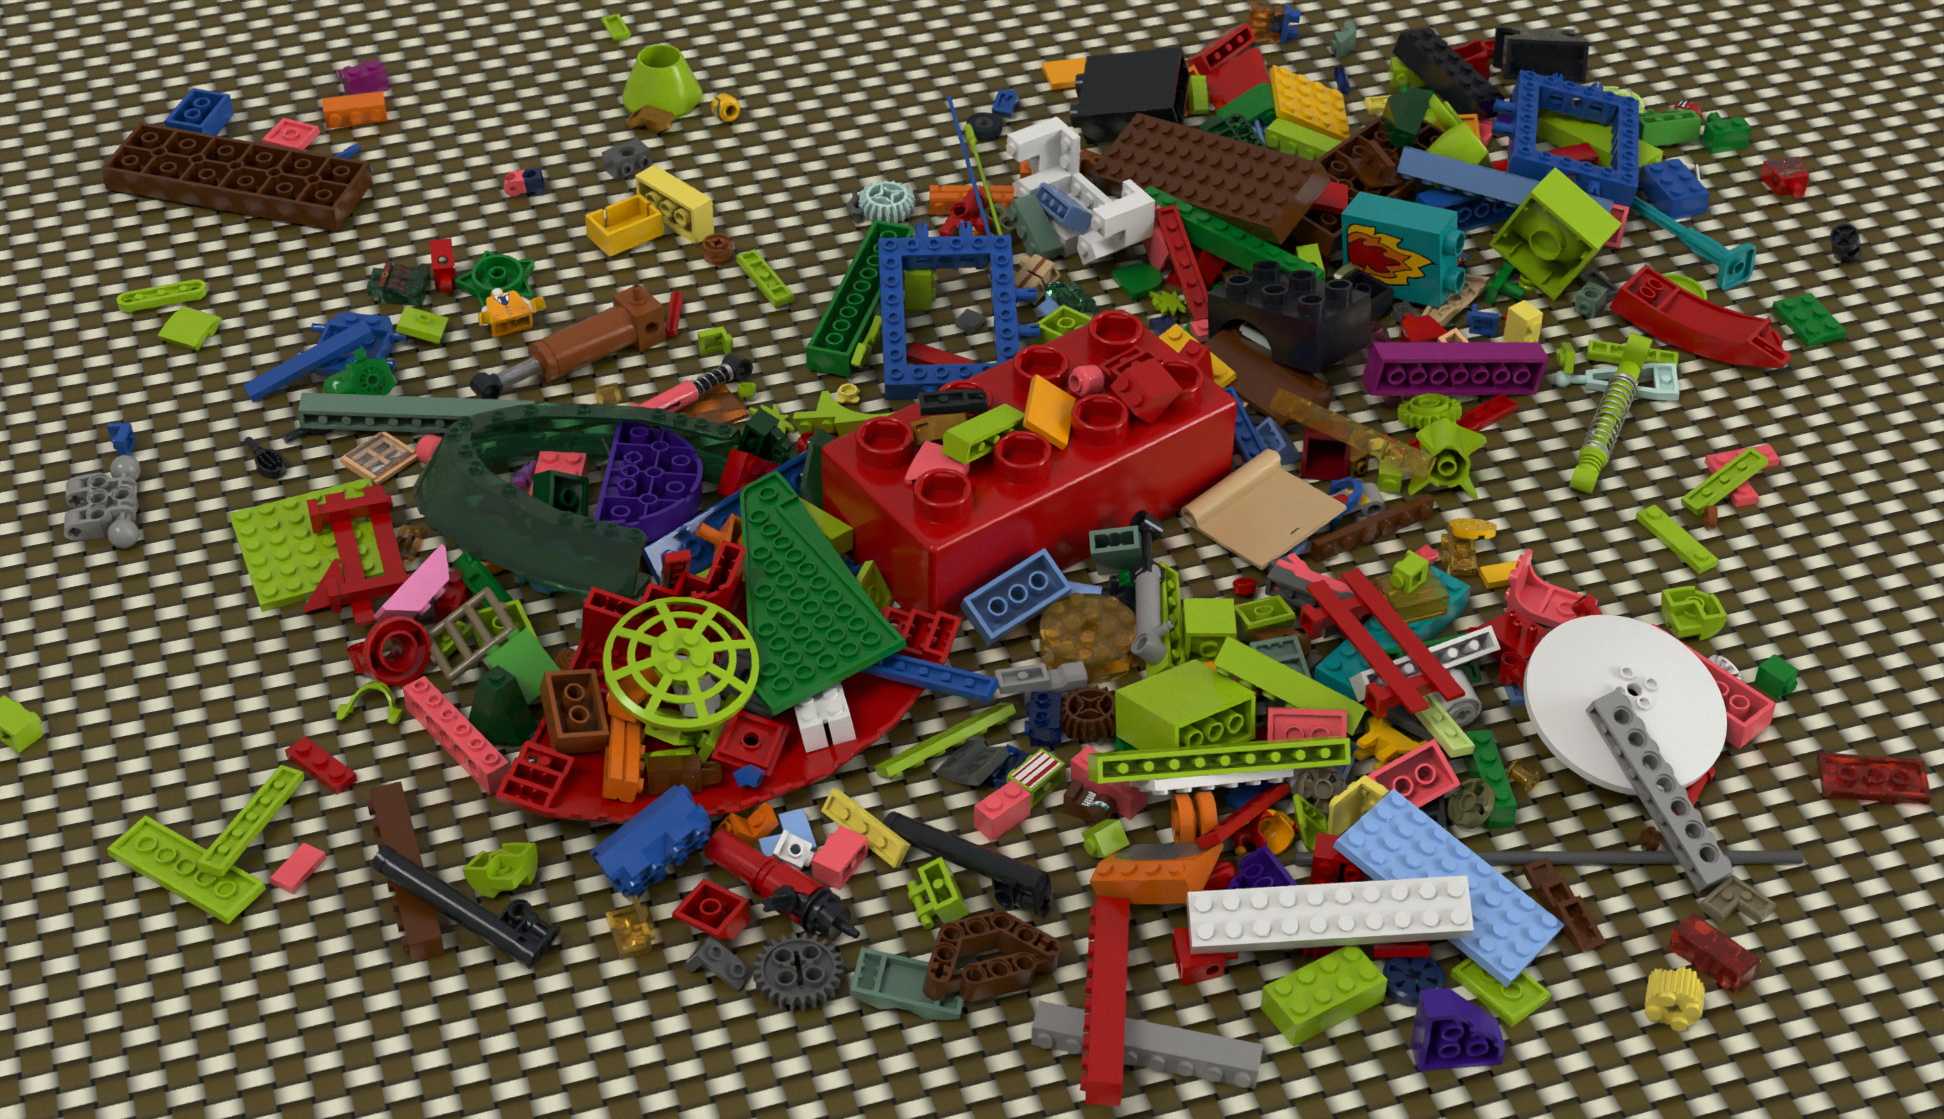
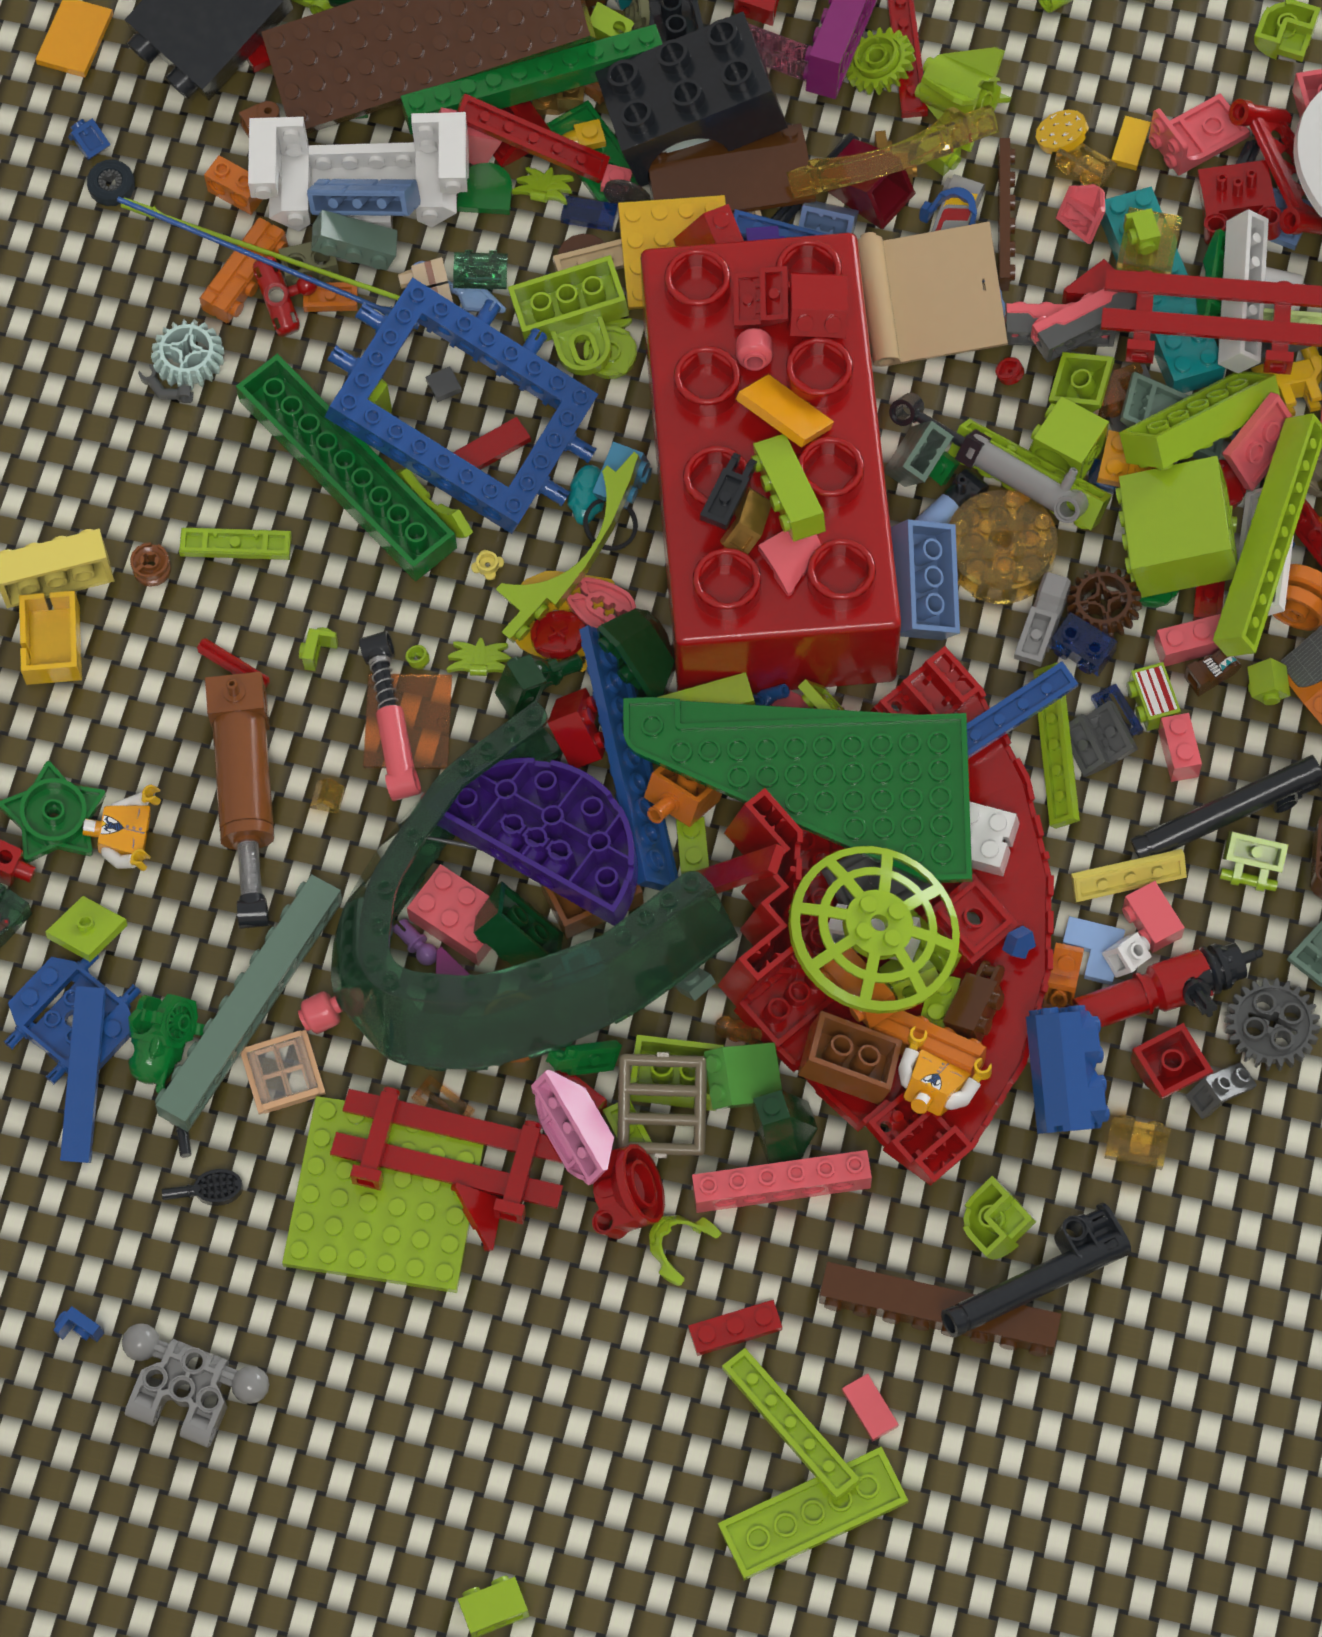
camera: 55 degrees left, 25 degrees up
(585, 762) = (935, 1083): none -> torso
(1193, 328) = (624, 191): none -> clear smoke wheel

